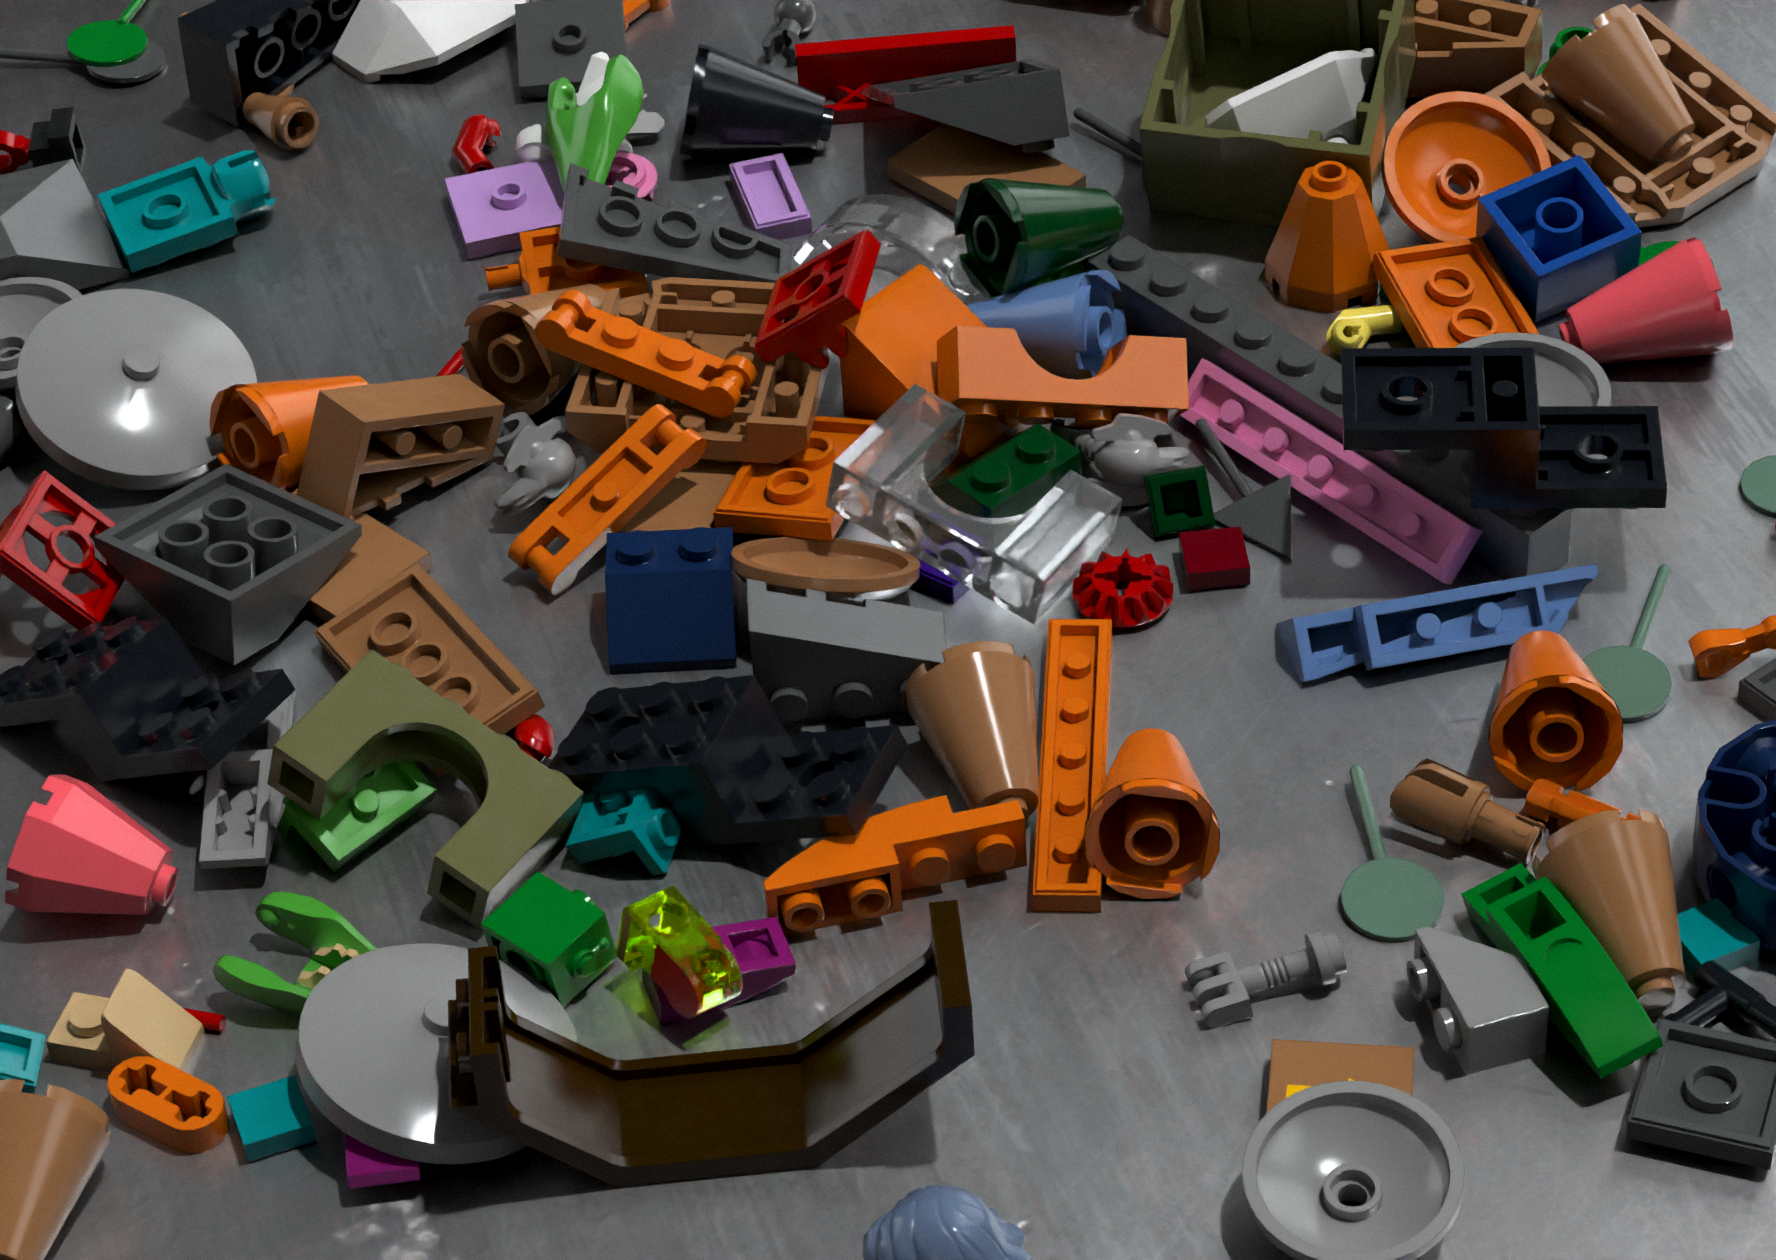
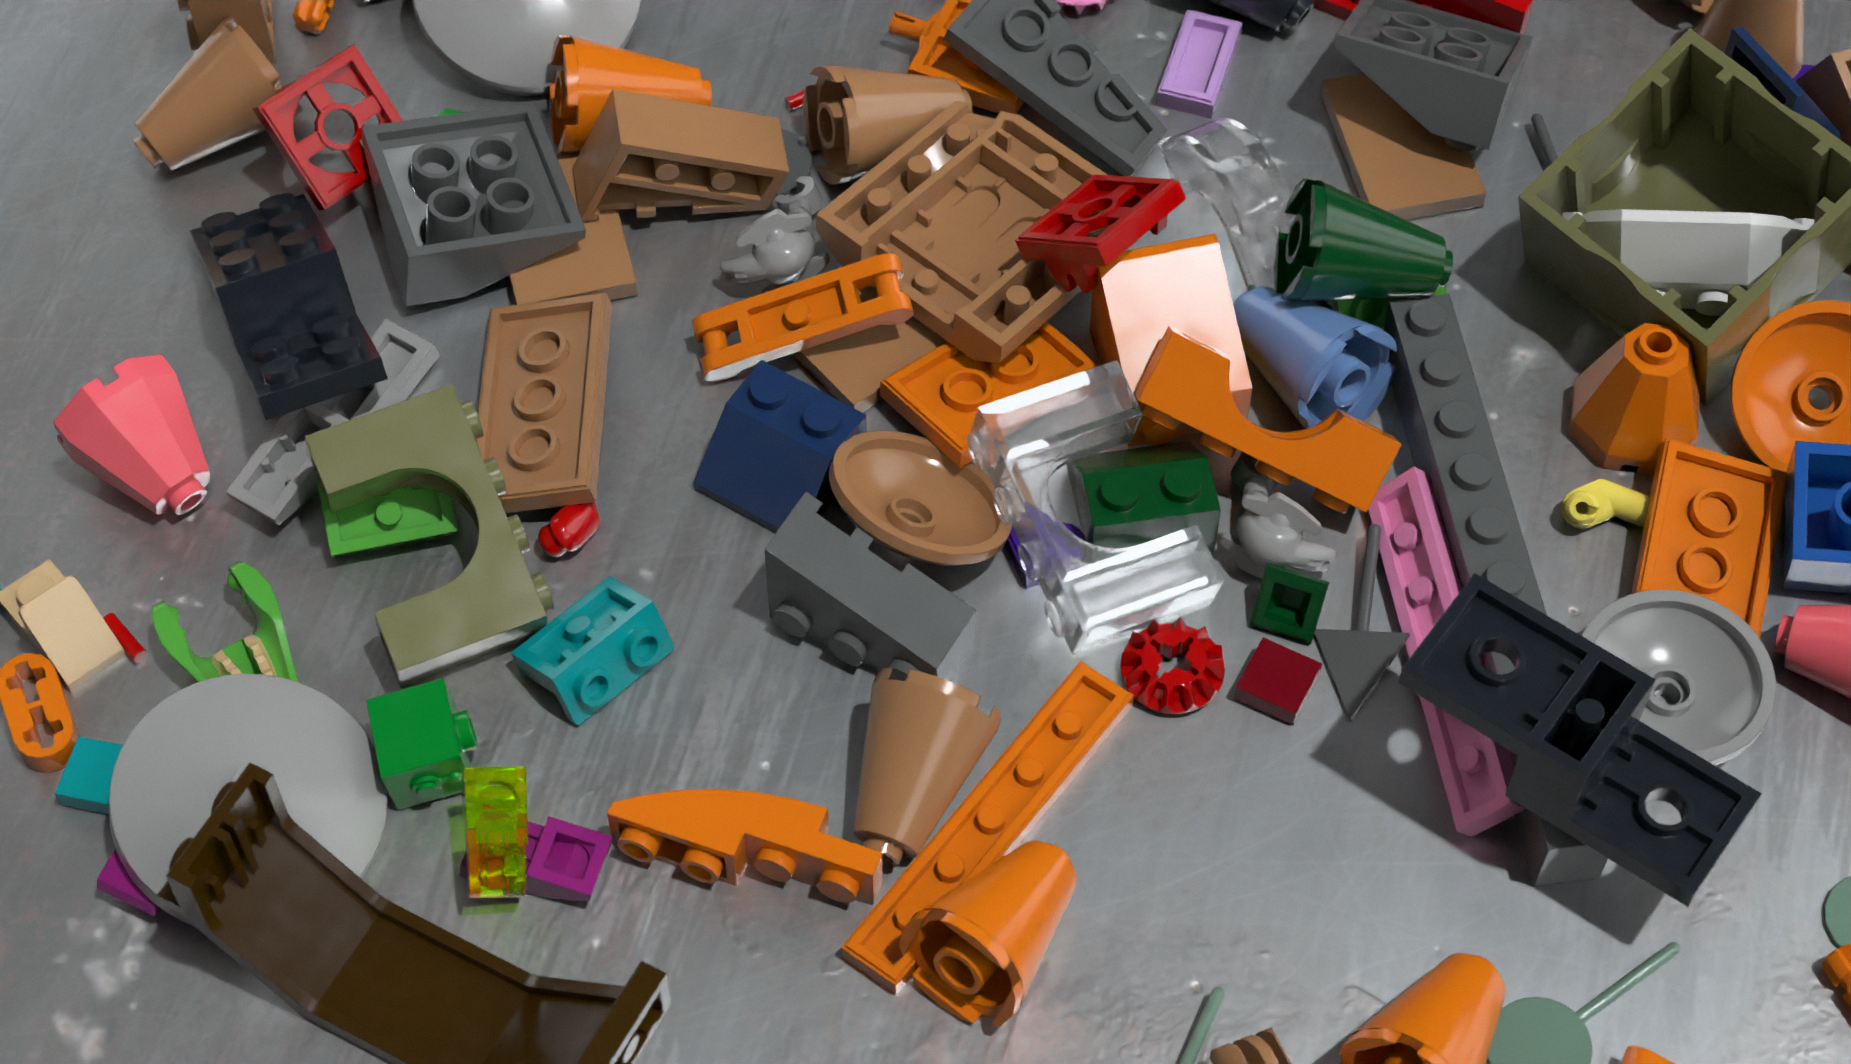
camera: 30 degrees right, 15 degrees up
(644, 356) = (921, 194): orange plate -> none
(729, 761) = (683, 658): black bracket -> none
(1432, 623) = (1416, 876): medium blue wedge -> none

